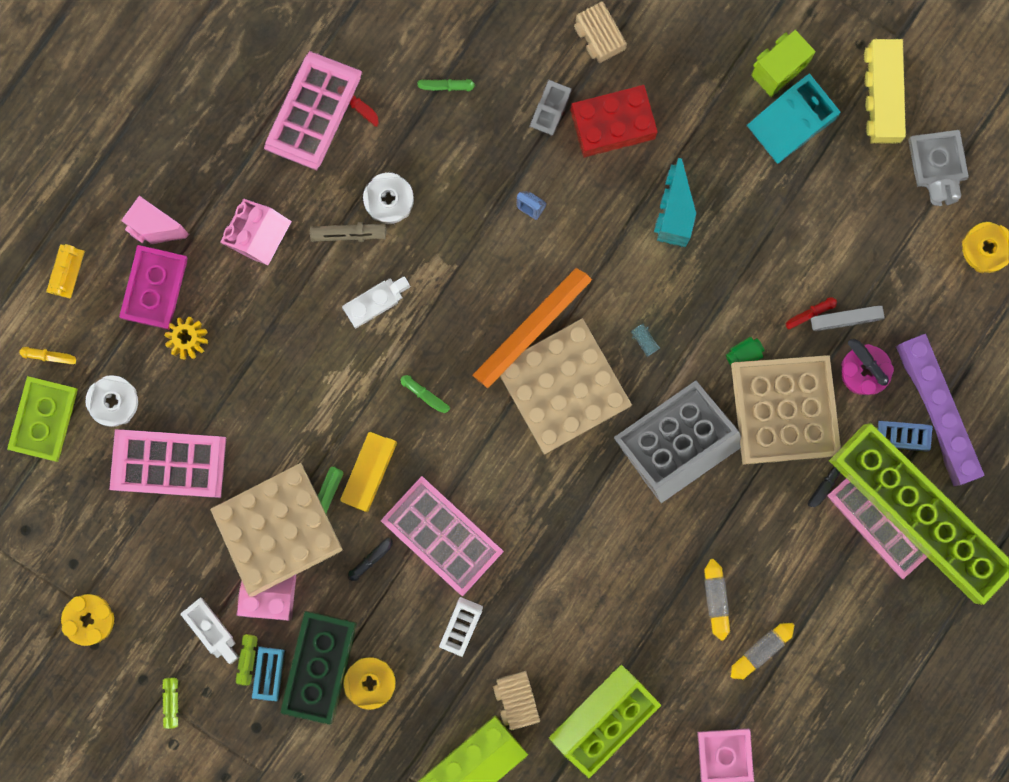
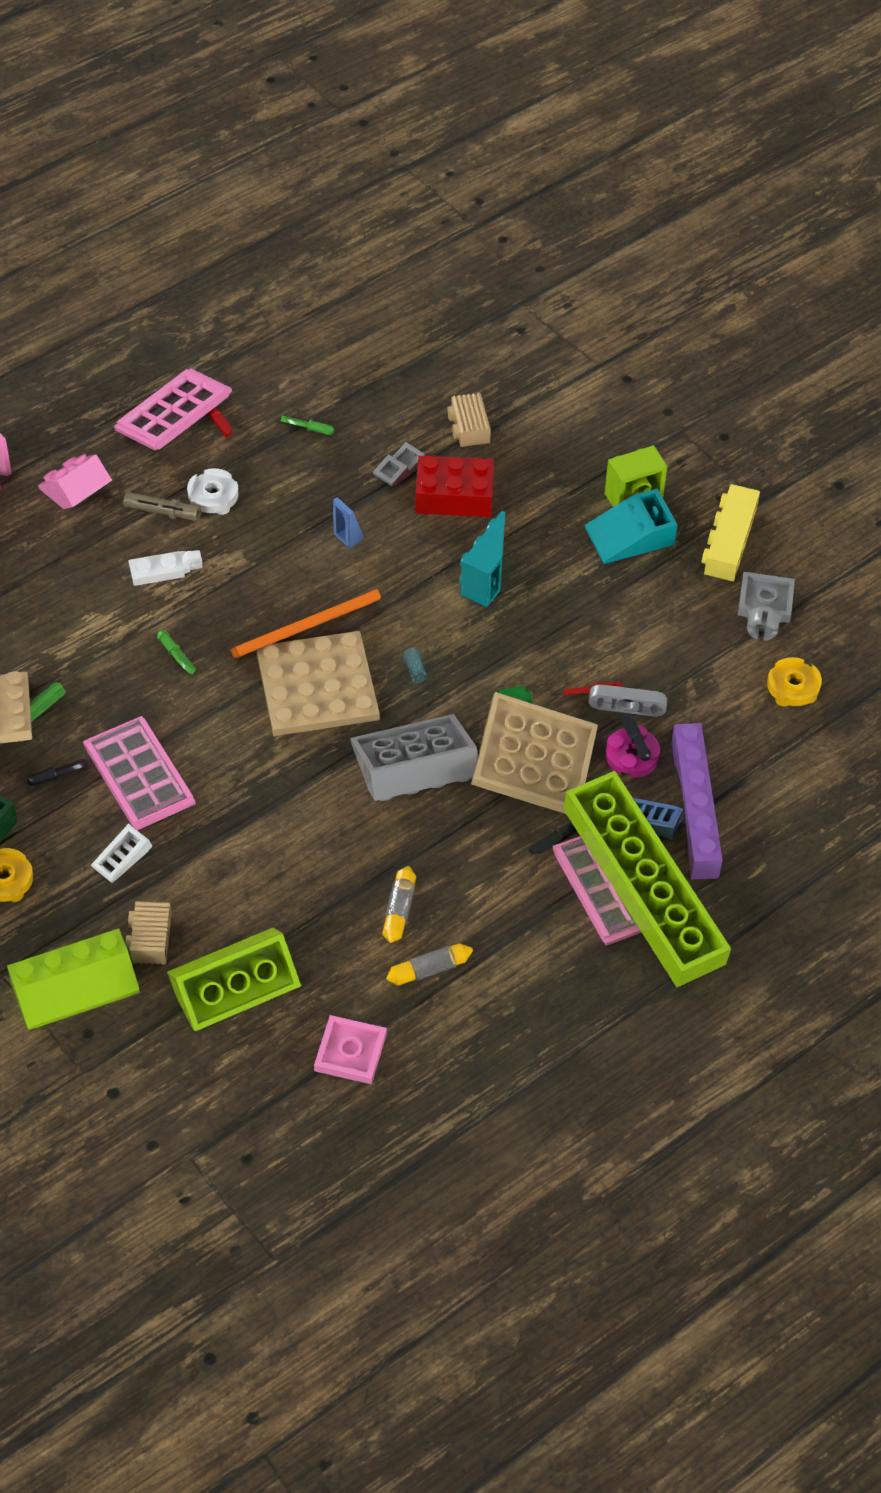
camera: 15 degrees right, 30 degrees down
(368, 471) = (92, 699): yellow panel -> none

